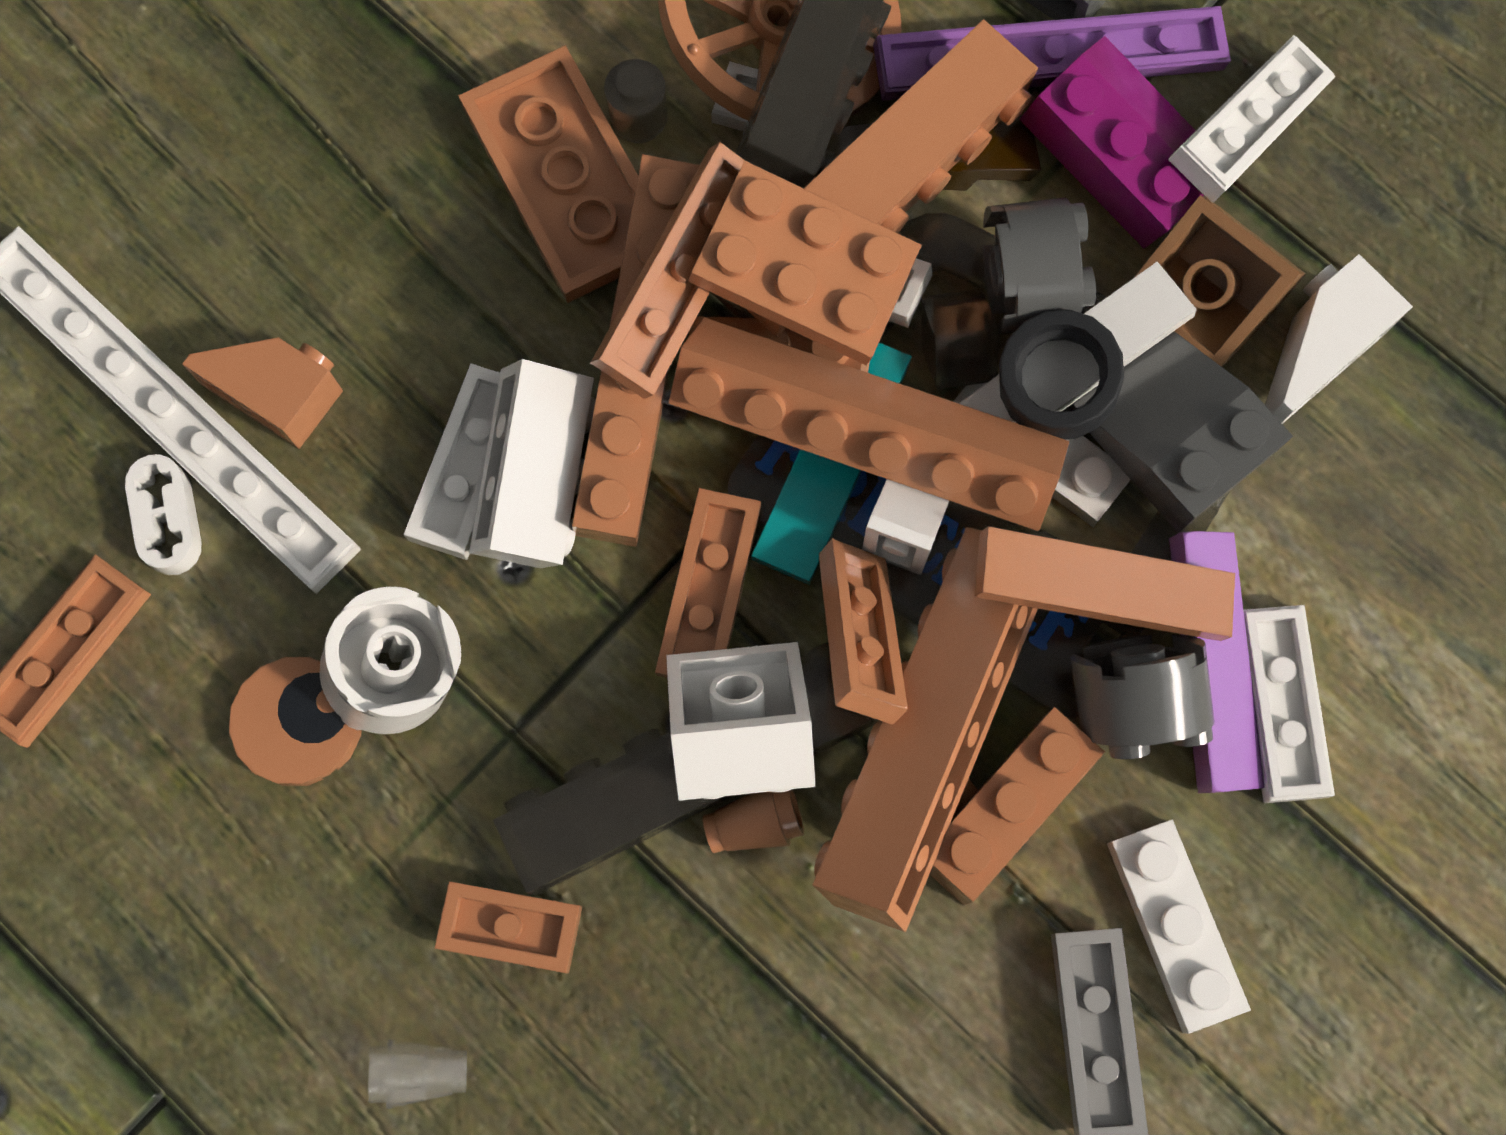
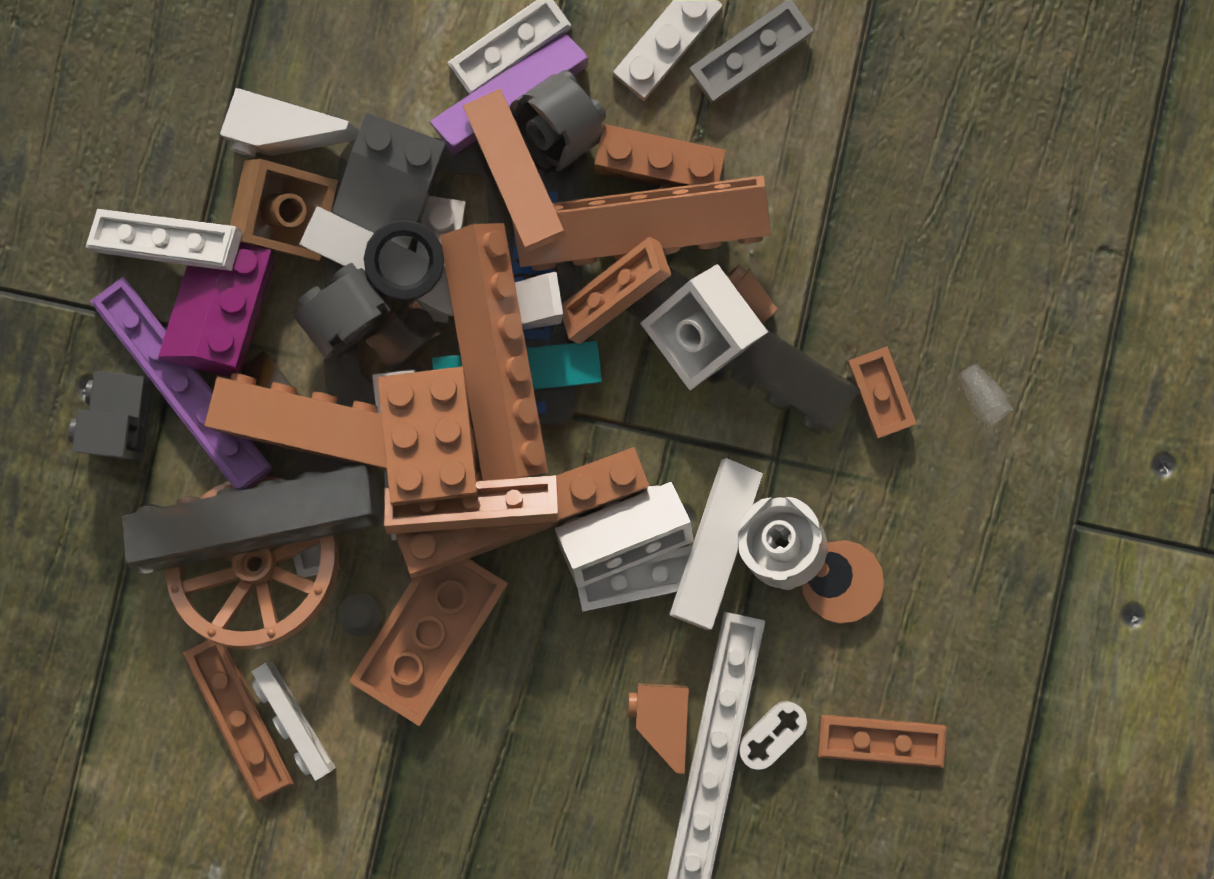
camera: 115 degrees left, 10 degrees up
(446, 575) = (715, 545): none -> white tile
(710, 575) = (628, 397): nougat plate -> none

